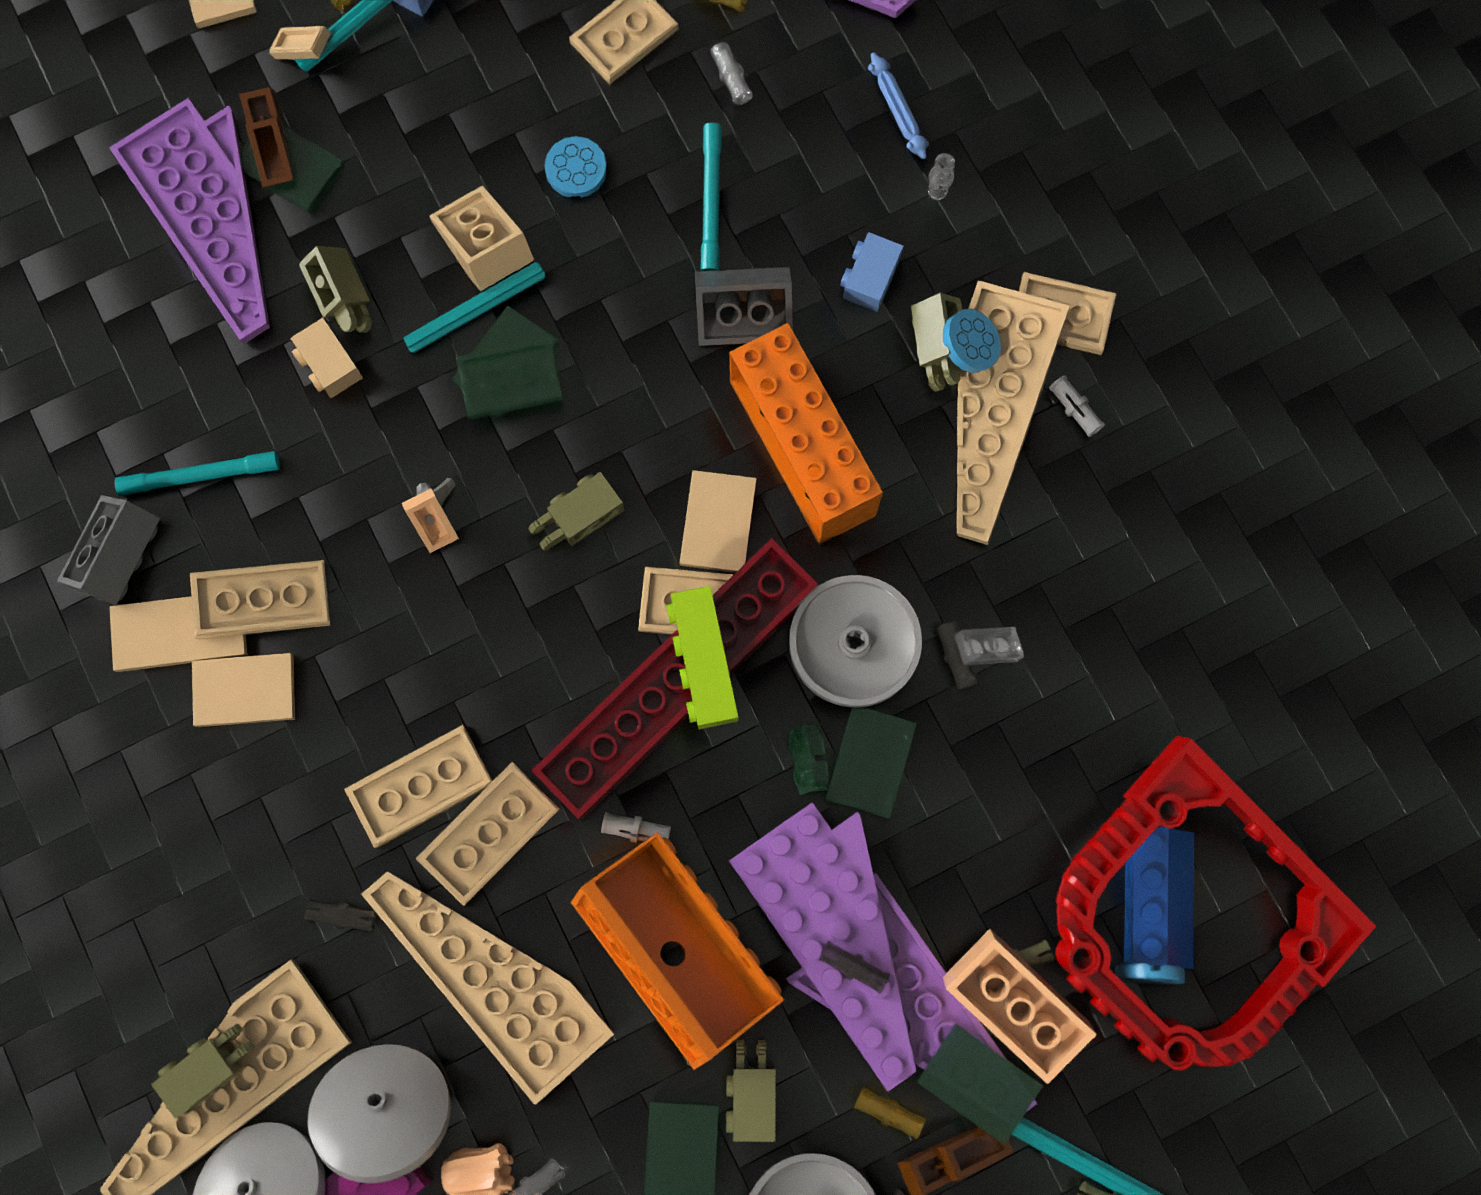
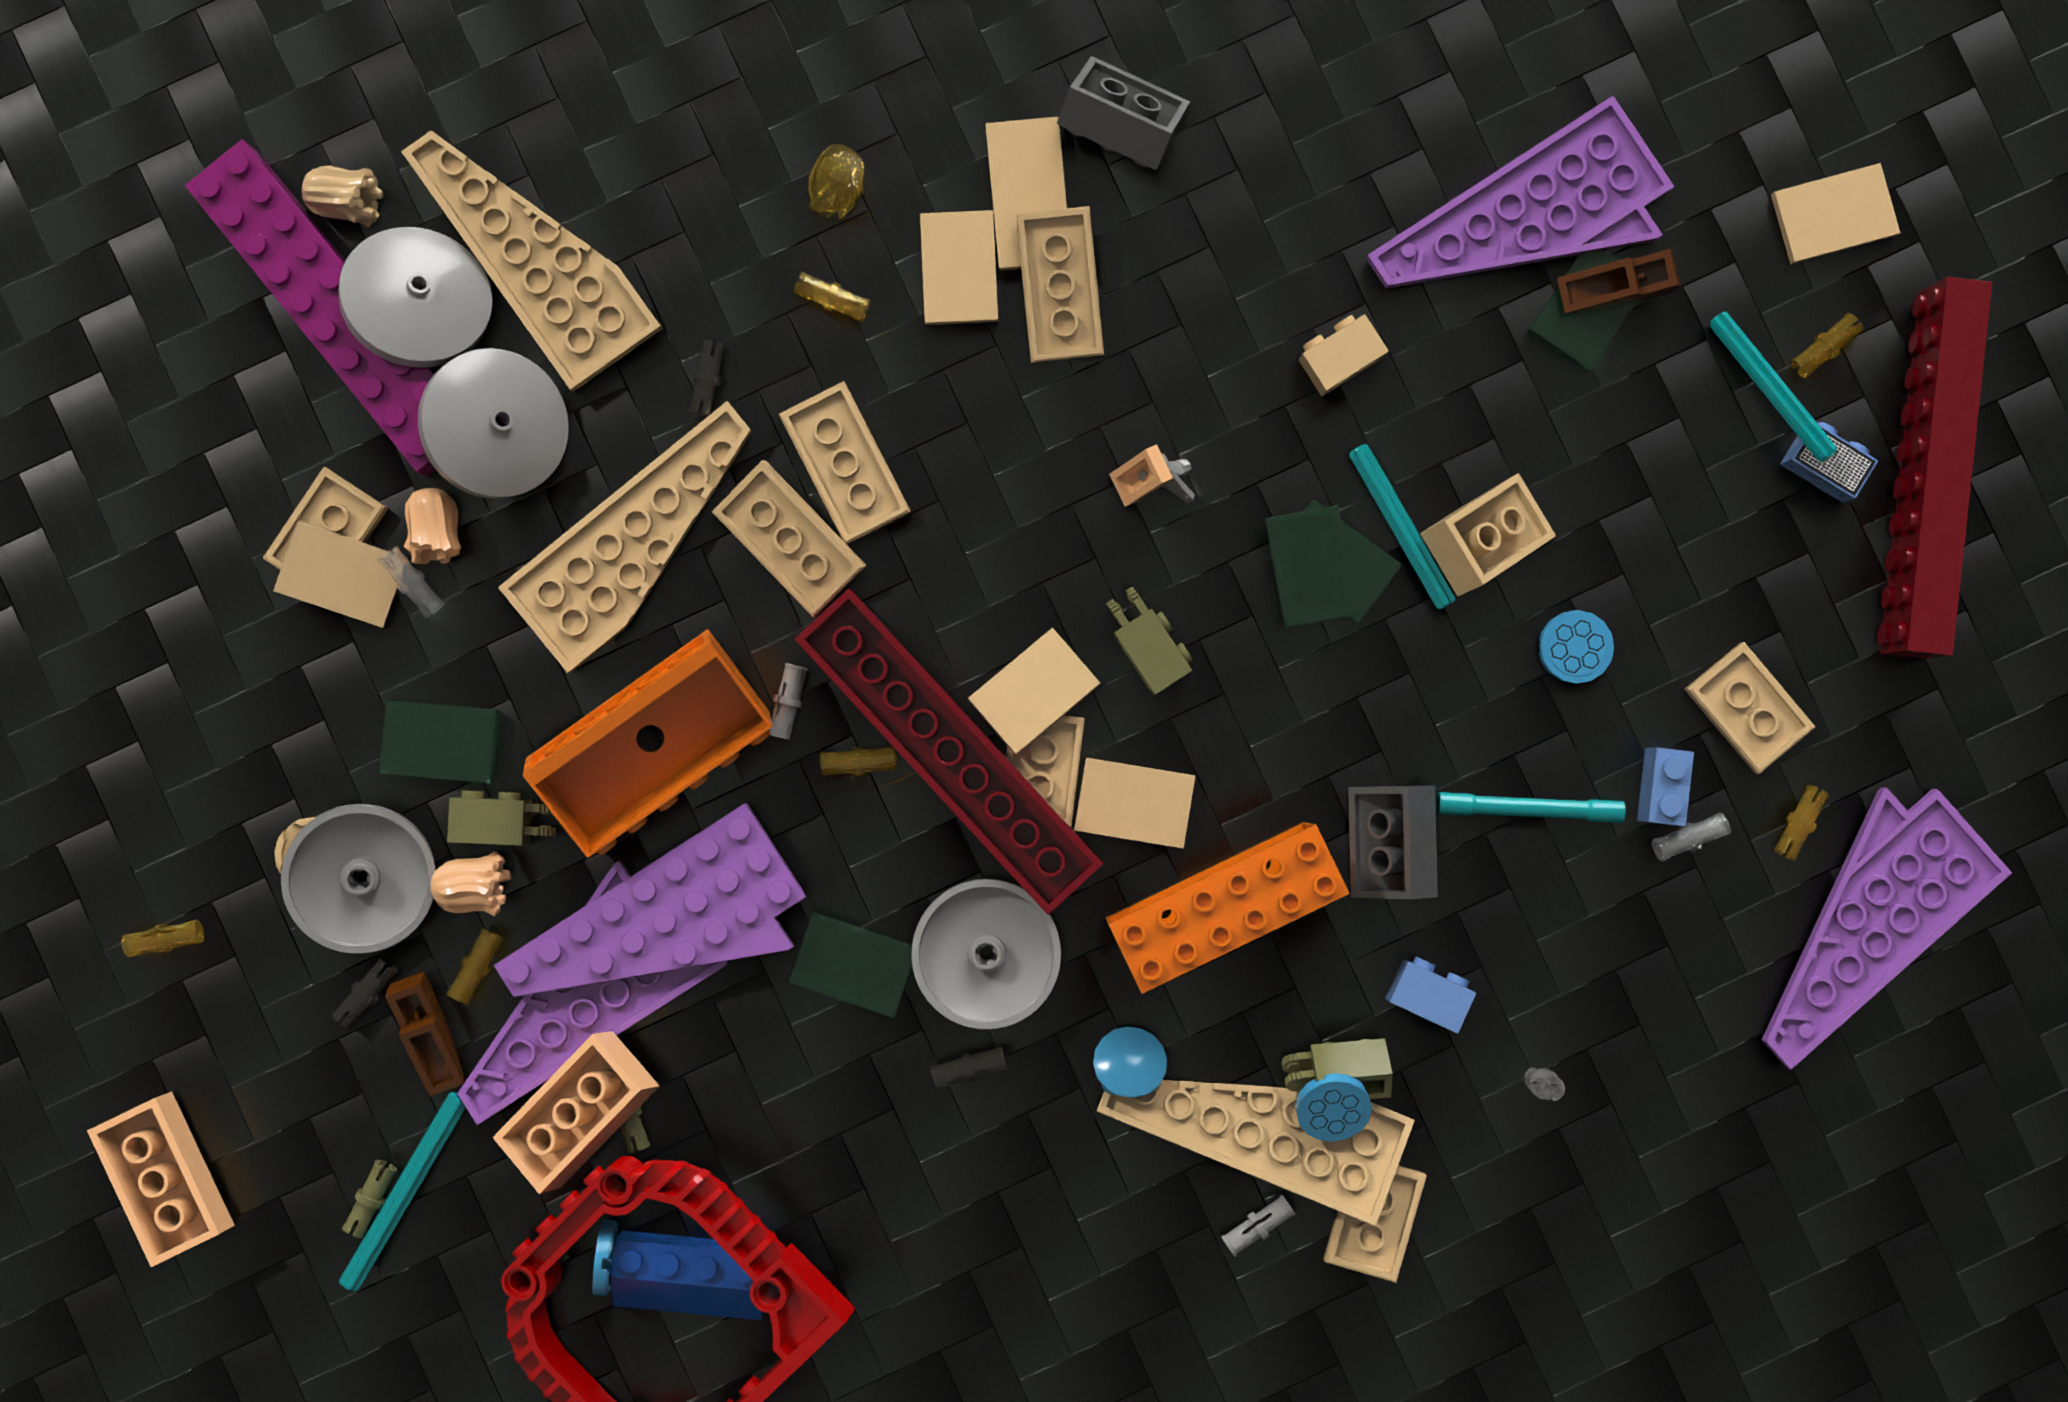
camera: 95 degrees right, 10 degrees up
(144, 482) = (1202, 151): teal piece -> none
(161, 803) = (836, 180): none -> clear yellow hat
(201, 1073) = (540, 234): olive hinge -> none
(267, 802) = (832, 296): none -> clear yellow pin
(300, 42) = (1742, 318): tan tile -> none
(337, 287) = (1425, 367): olive hinge -> none
(621, 609) = (1034, 691): none -> tan tile
(688, 762) = (858, 761): none -> clear yellow pin
(690, 92) = (1665, 786): none -> medium blue brick
(703, 657) = (963, 783): lime brick -> none
(805, 744) = (840, 895): clear green hinge -> none
(814, 1119) = (471, 884): none -> light nougat piece
(854, 966) = (621, 935): clear smoke pin -> none
(898, 105) = (1644, 1037): medium blue wheel -> none
(944, 515) = (1130, 1062): none -> dark azure dish
(979, 1083) = (498, 1064): clear green tile -> none
(989, 646) = (975, 1105): clear plate -> none

